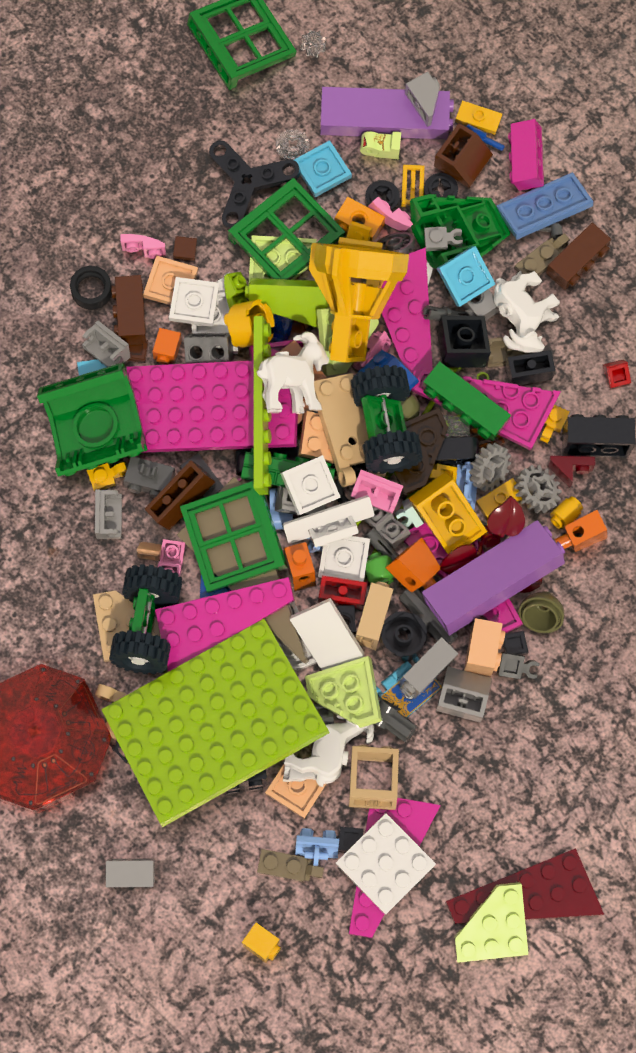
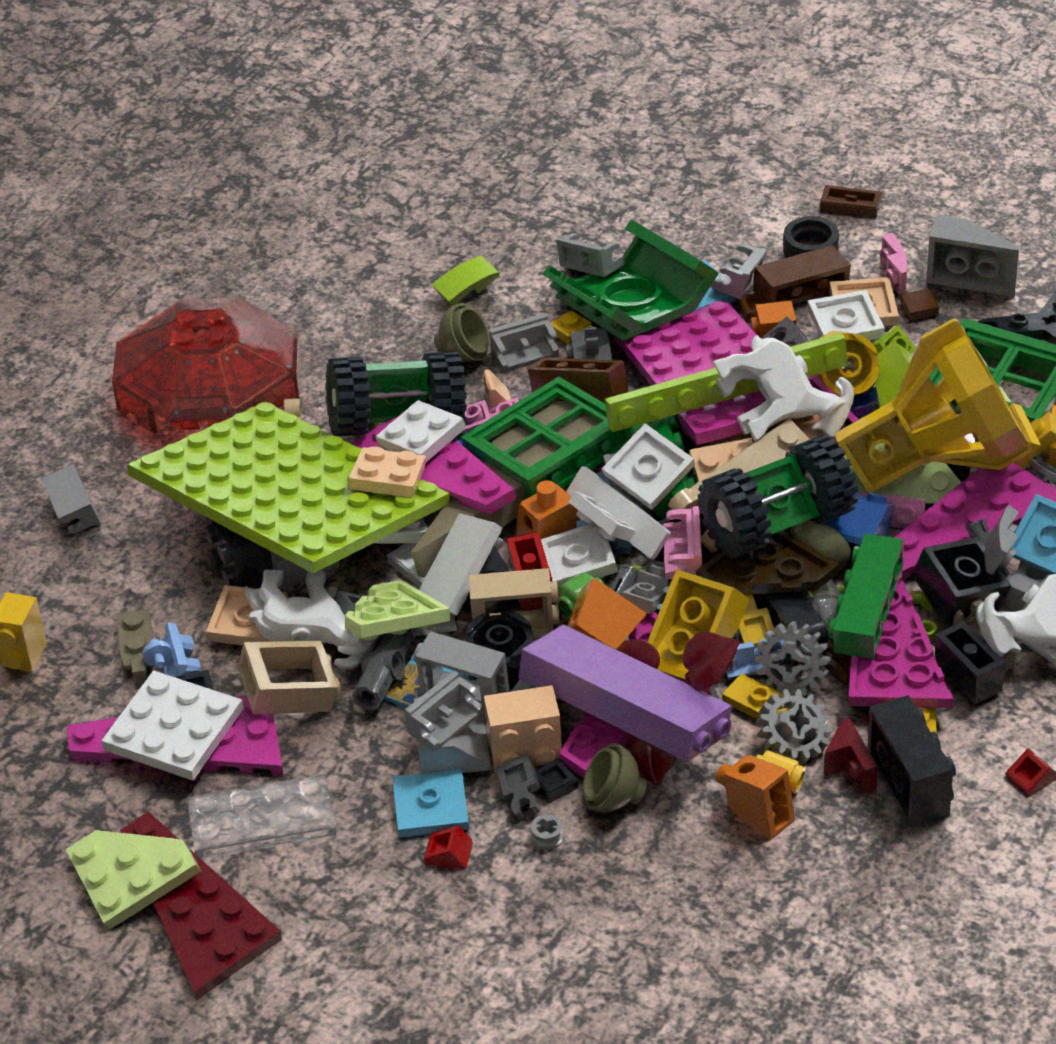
camera: 75 degrees right, 30 degrees down
(21, 528) = (461, 280): none -> lime slope
(41, 437) = (588, 257): none -> light grey hinge
(45, 257) = (850, 201): none -> reddish brown tile
(87, 552) = (463, 331): none -> olive piece
(167, 198) = (971, 257): none -> light grey slope
(197, 616) = (421, 430): none -> white plate
(238, 652) = (387, 472): none -> light nougat plate
(459, 308) = (1000, 541): none -> light grey slope
(467, 691) = (443, 711): none -> light grey hinge
(474, 831) = (261, 816): none -> clear plate
(504, 724) = (430, 802): none -> medium azure plate
(544, 727) = (449, 848): none -> red slope
(558, 656) = (546, 840): none -> light grey bush

